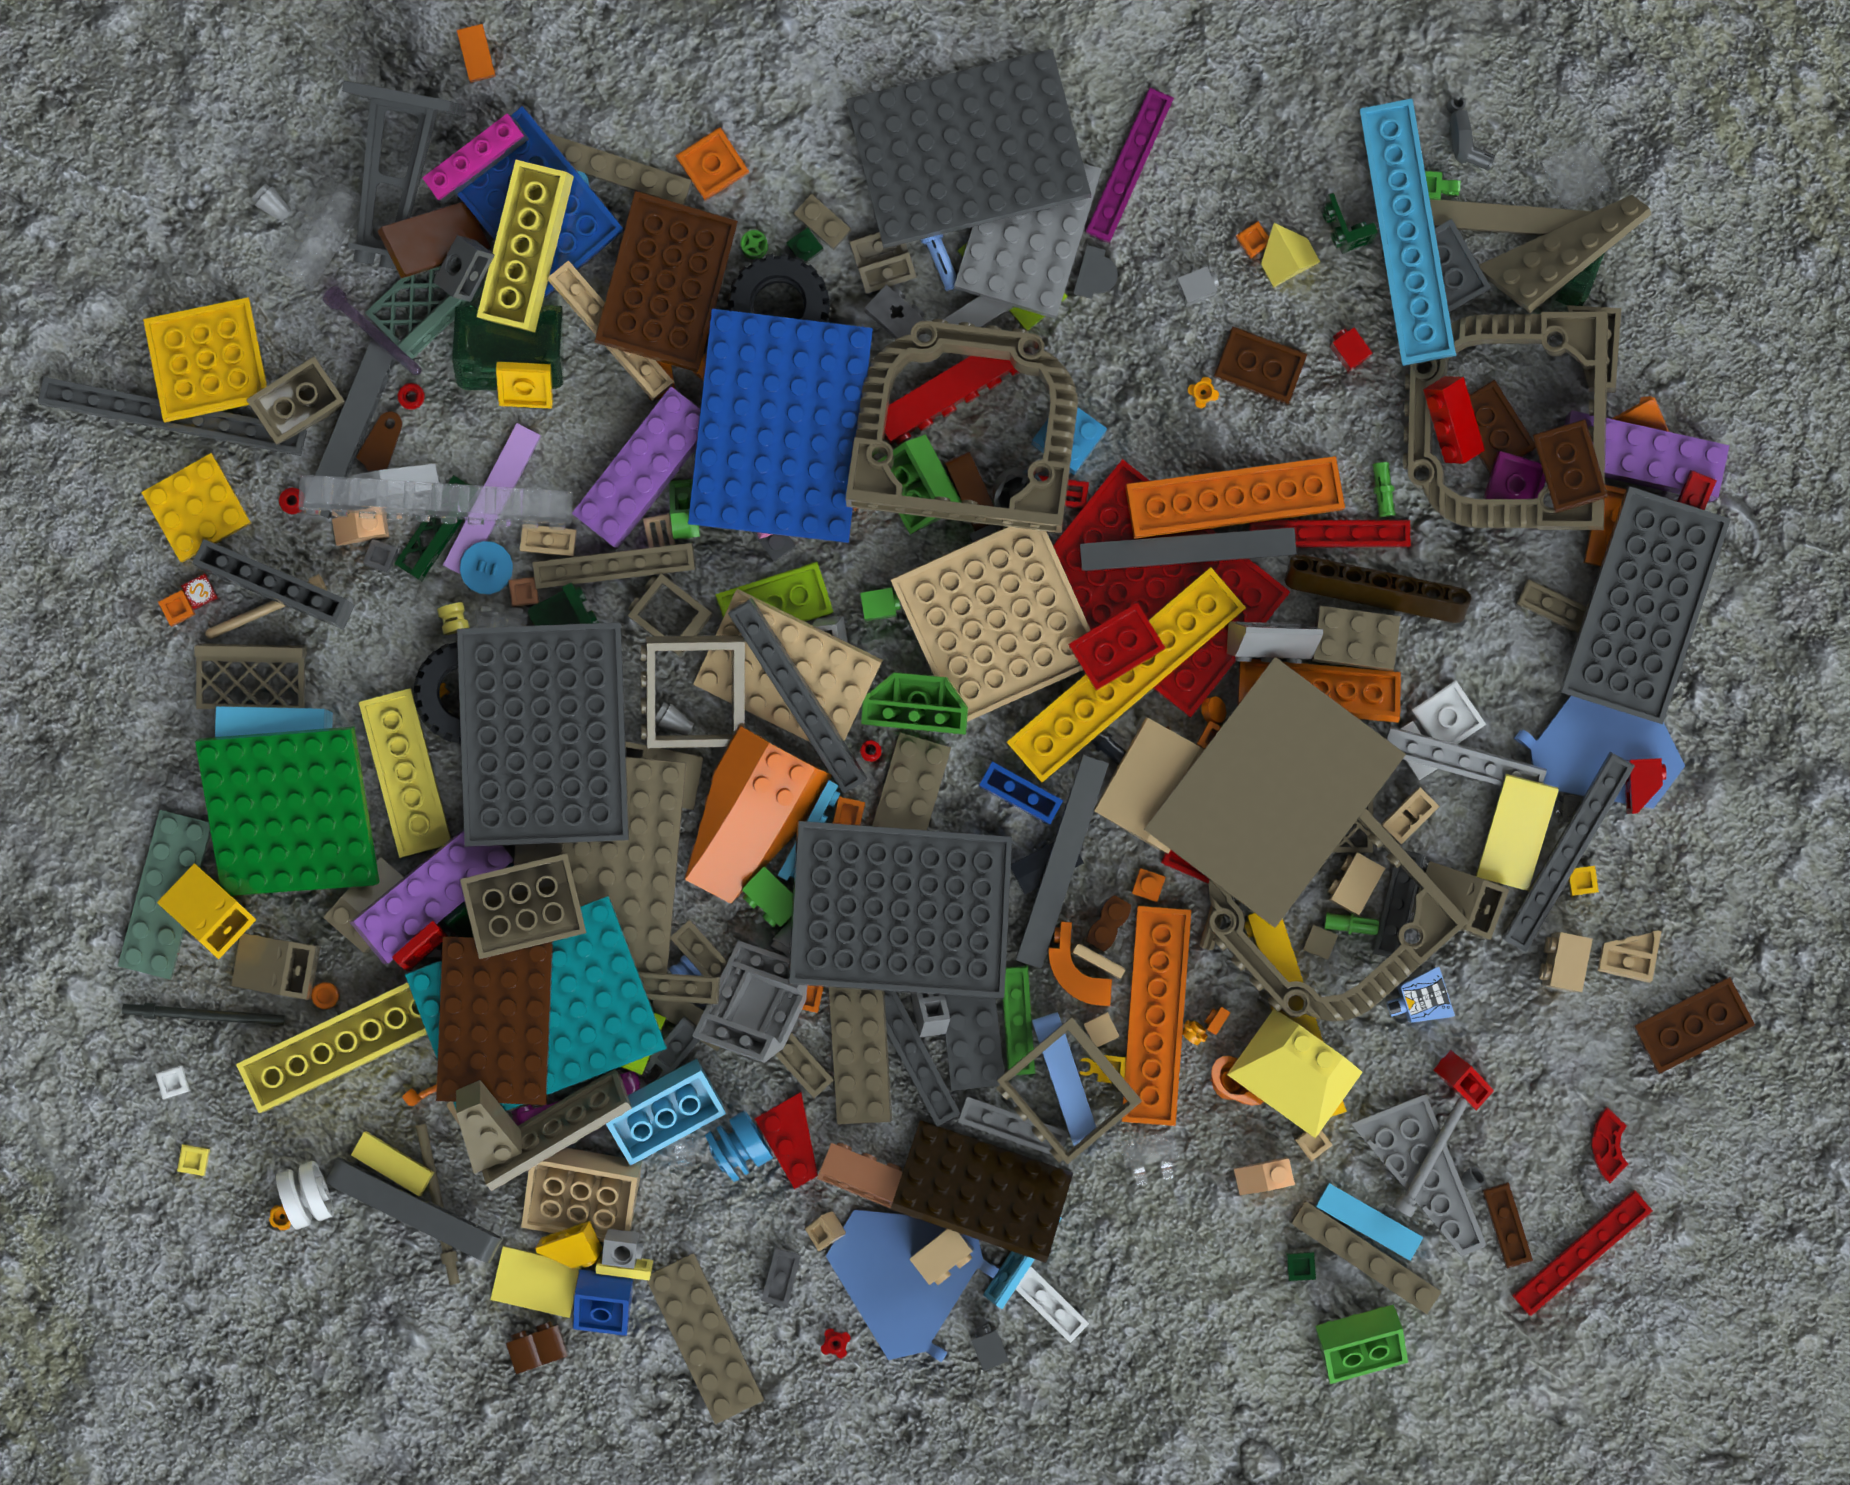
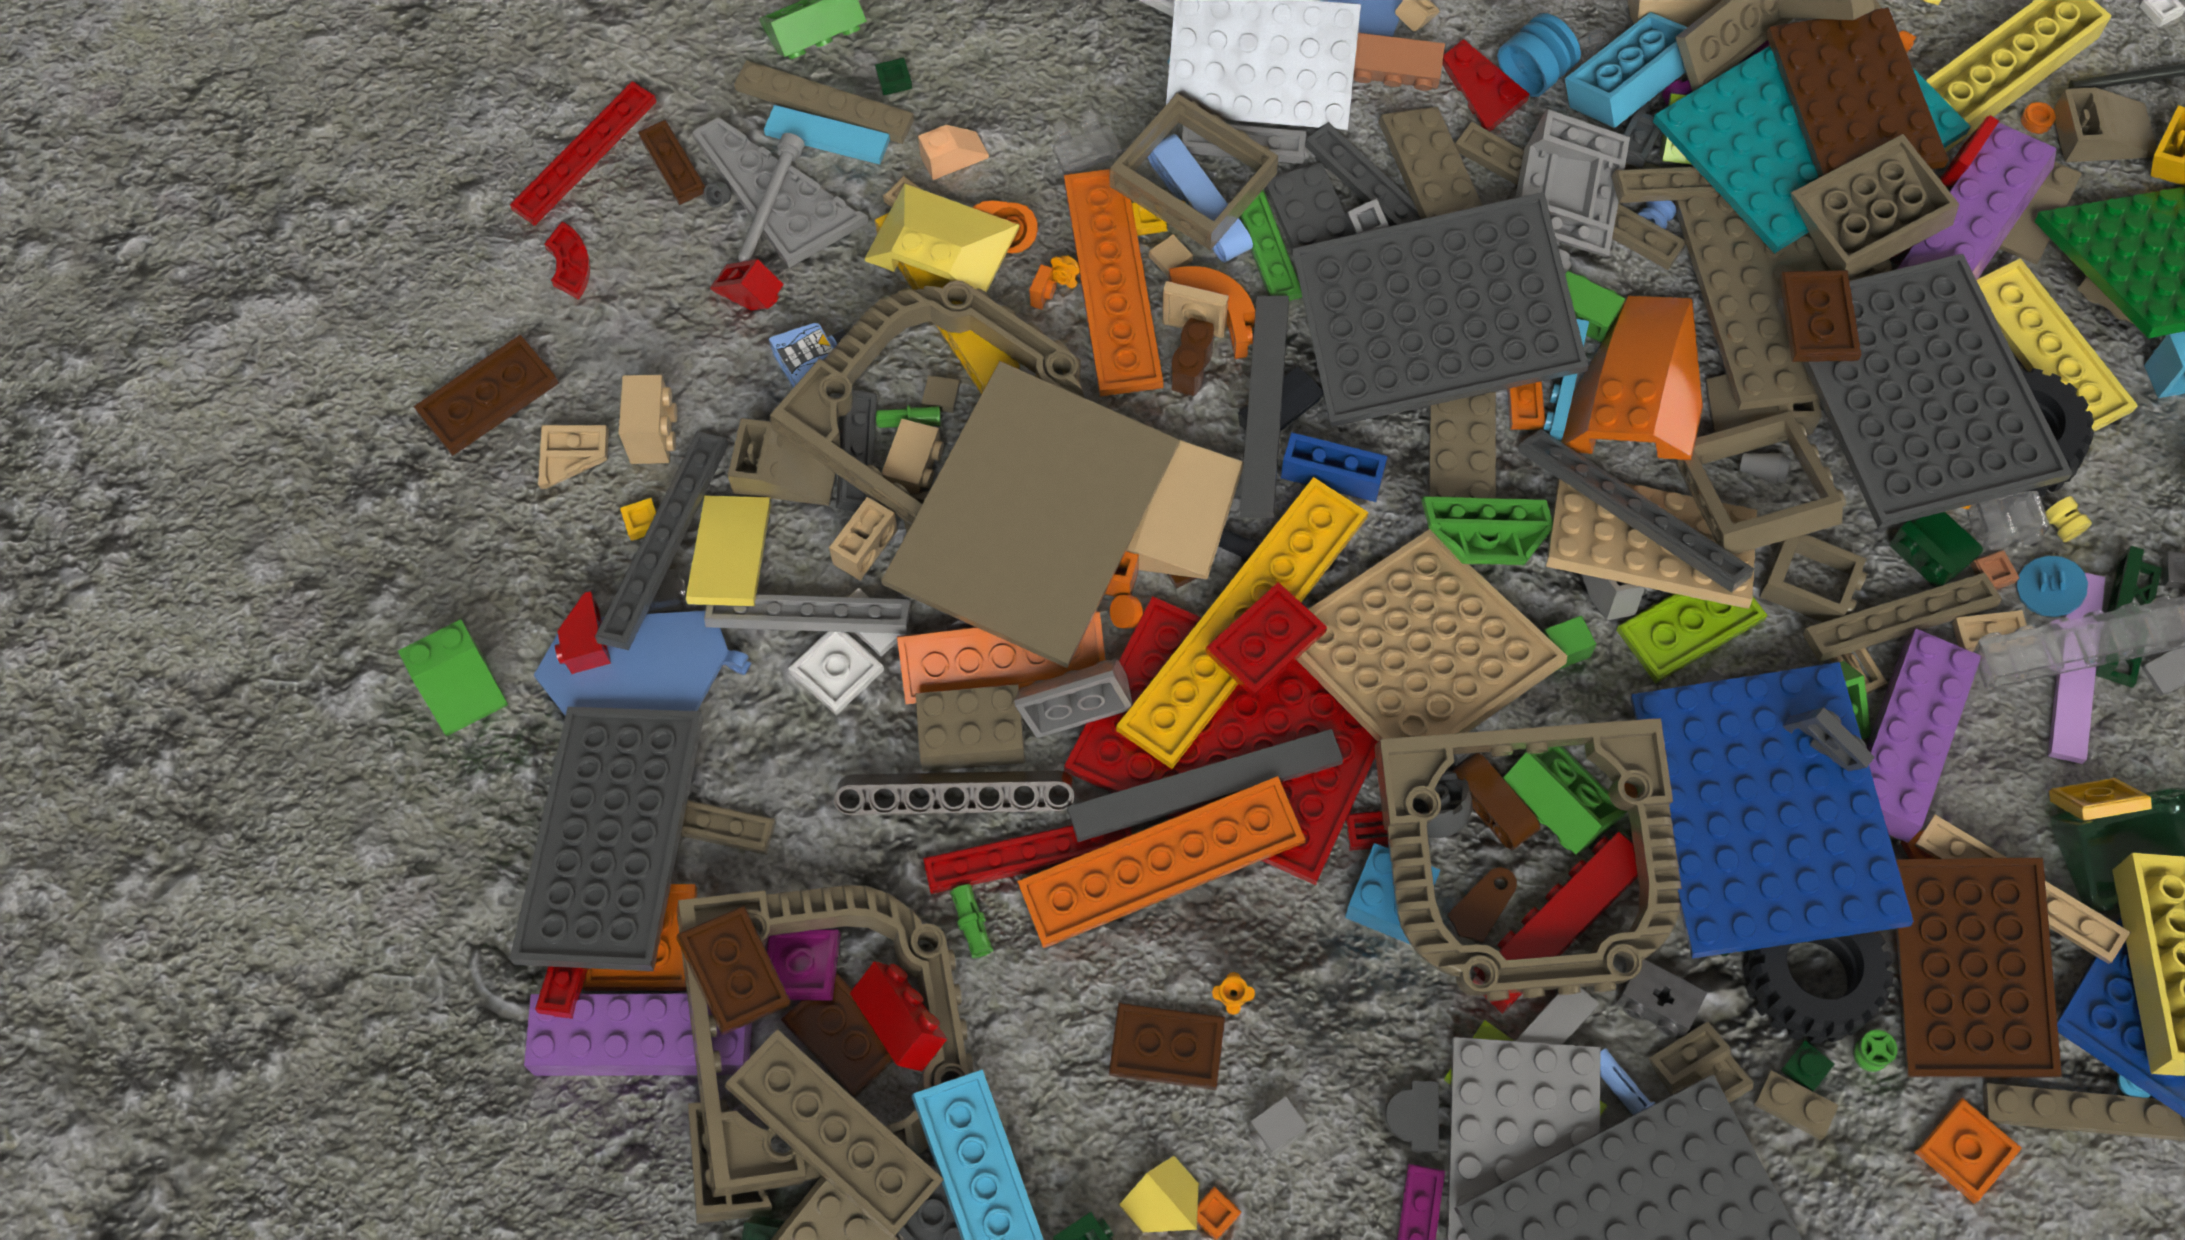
camera: 170 degrees right, 20 degrees down
(603, 813) = (1820, 316): none -> reddish brown tile
(727, 458) = (1831, 738): none -> dark grey wing
(868, 744) = (1525, 472): red pin -> none
(1002, 416) = (1483, 905): none -> reddish brown piece
(1148, 885) = (1156, 411): orange plate -> none
(1350, 348) = (1053, 1090): red brick -> none
(1517, 335) = (834, 1133): none -> dark tan plate
(1644, 414) = (642, 1086): orange piece -> none
(1747, 765) = (453, 677): none -> bright green slope

